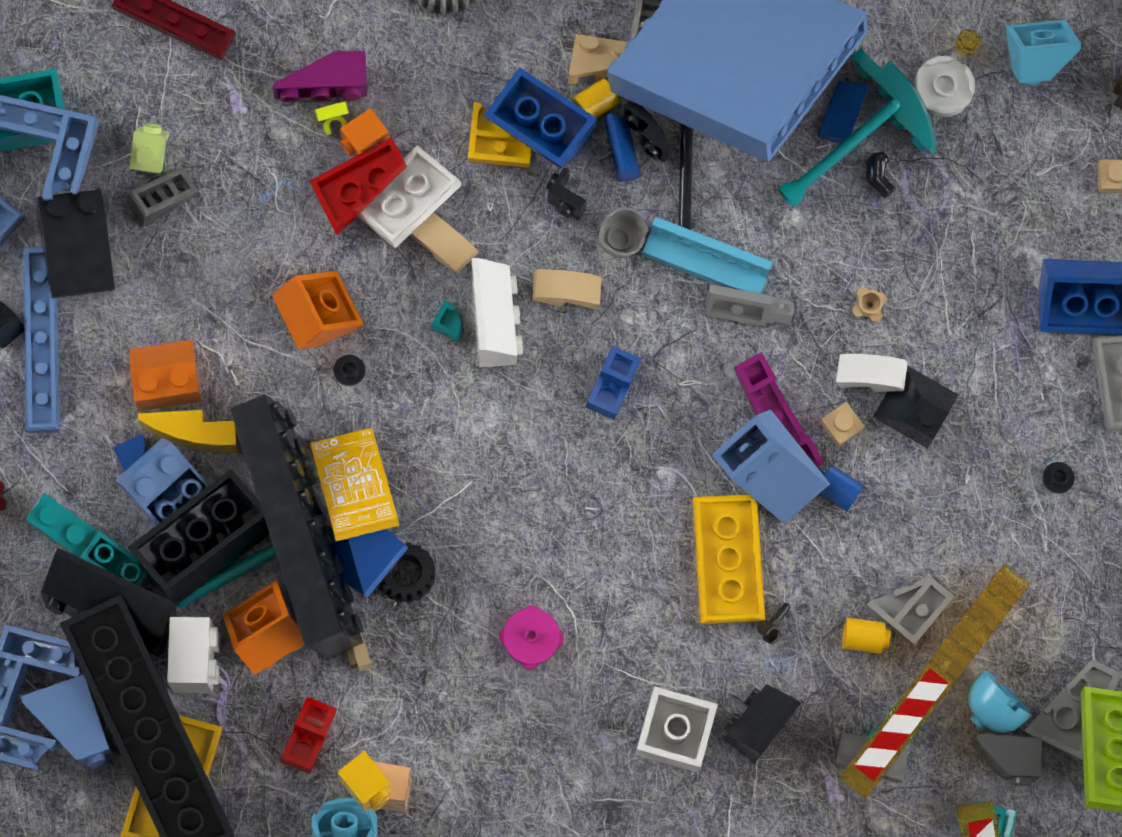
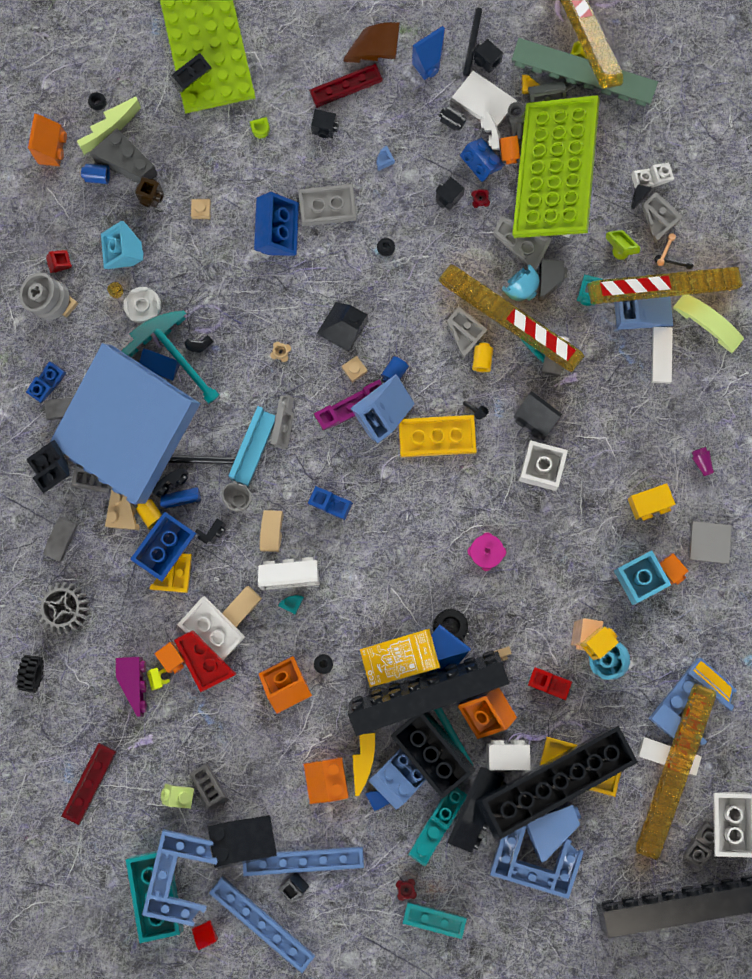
camera: 80 degrees left, 5 degrees up
(871, 371) = (324, 350): white slope -> none

